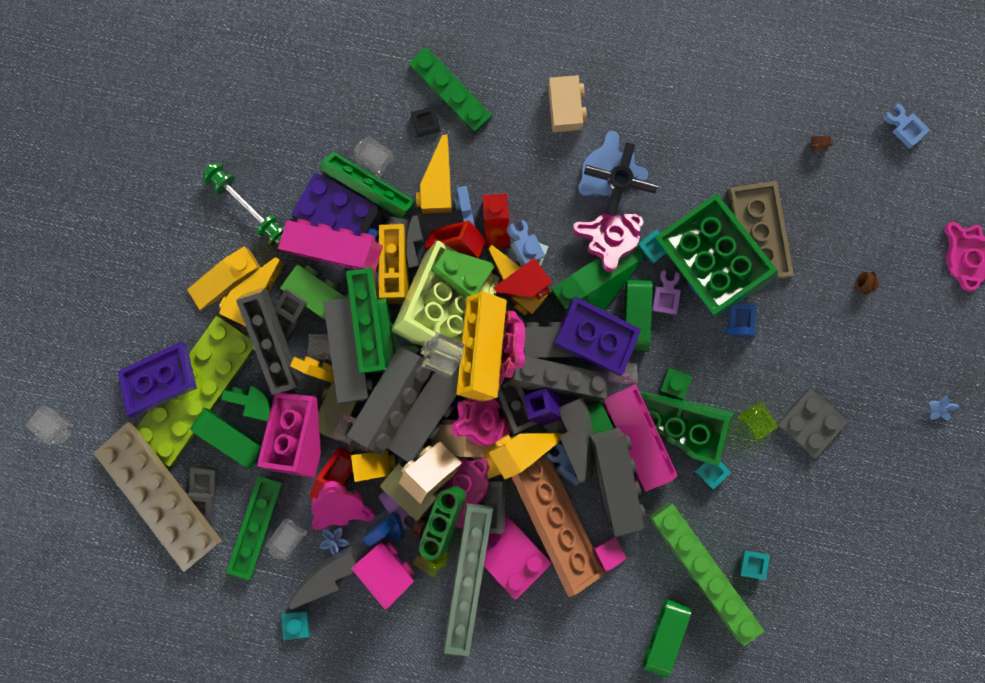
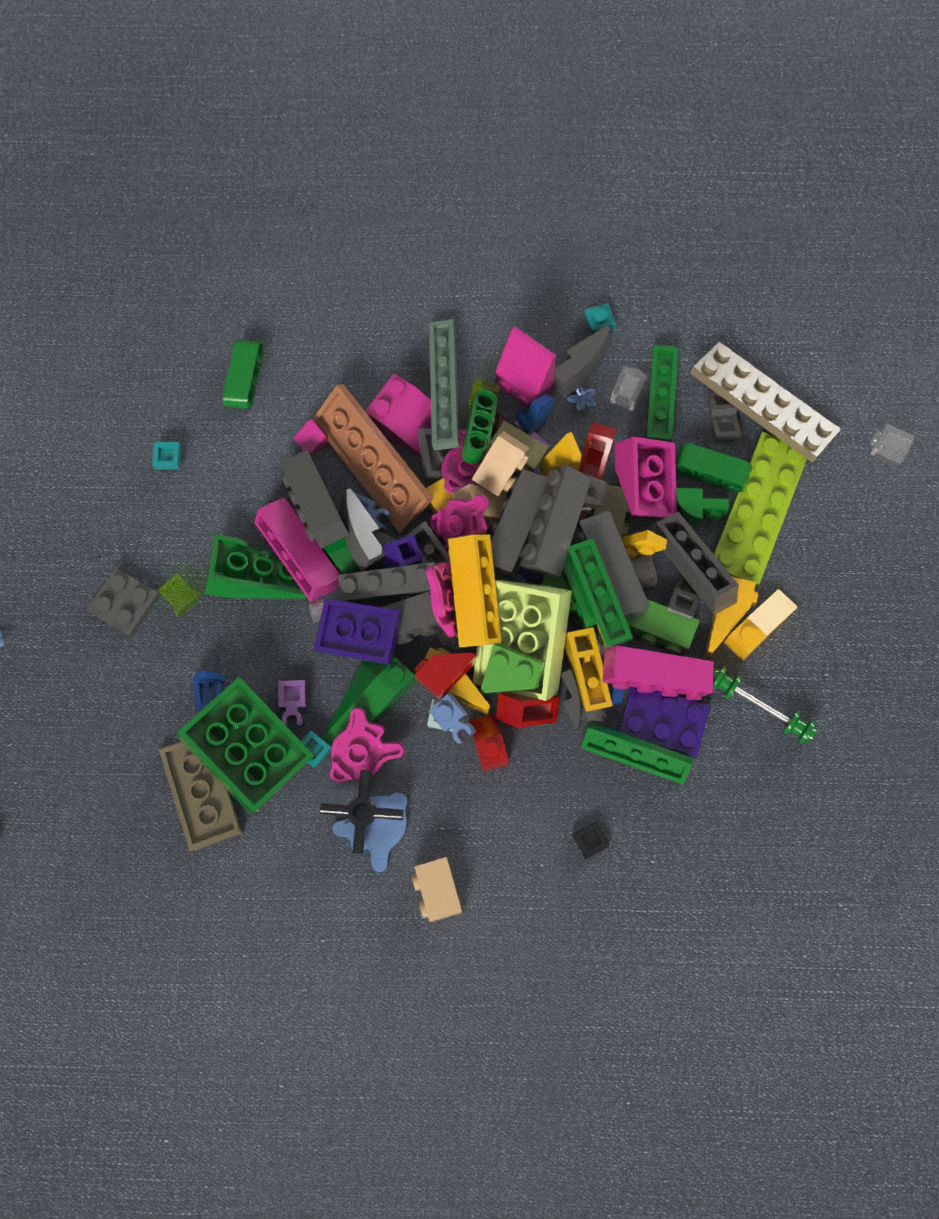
camera: 175 degrees right, 10 degrees down
(157, 379) = (799, 506): dark purple plate -> none
(338, 507) = (586, 422): dark pink tile -> none
(373, 155) = (638, 786): clear brick -> none
(373, 220) = (620, 713): black tile -> none
(435, 185) = (561, 766): yellow slope -> none
(442, 354) = (512, 570): clear brick -> none
(450, 90) = (571, 883): green plate -> none
(463, 203) = (528, 754): medium blue plate -> none
(519, 452) = (414, 500): yellow slope -> none
(639, 310) = (319, 677): green beam -> none
(675, 383) = (269, 613): green plate -> none
(706, 573) = (214, 437): bright green brick -> none
(712, 474) = (218, 527): teal plate -> none
(820, 143) = (145, 904): reddish brown plate -> none
(867, 282) = (78, 757): reddish brown plate -> none
(909, 128) = (46, 942): medium blue plate -> none

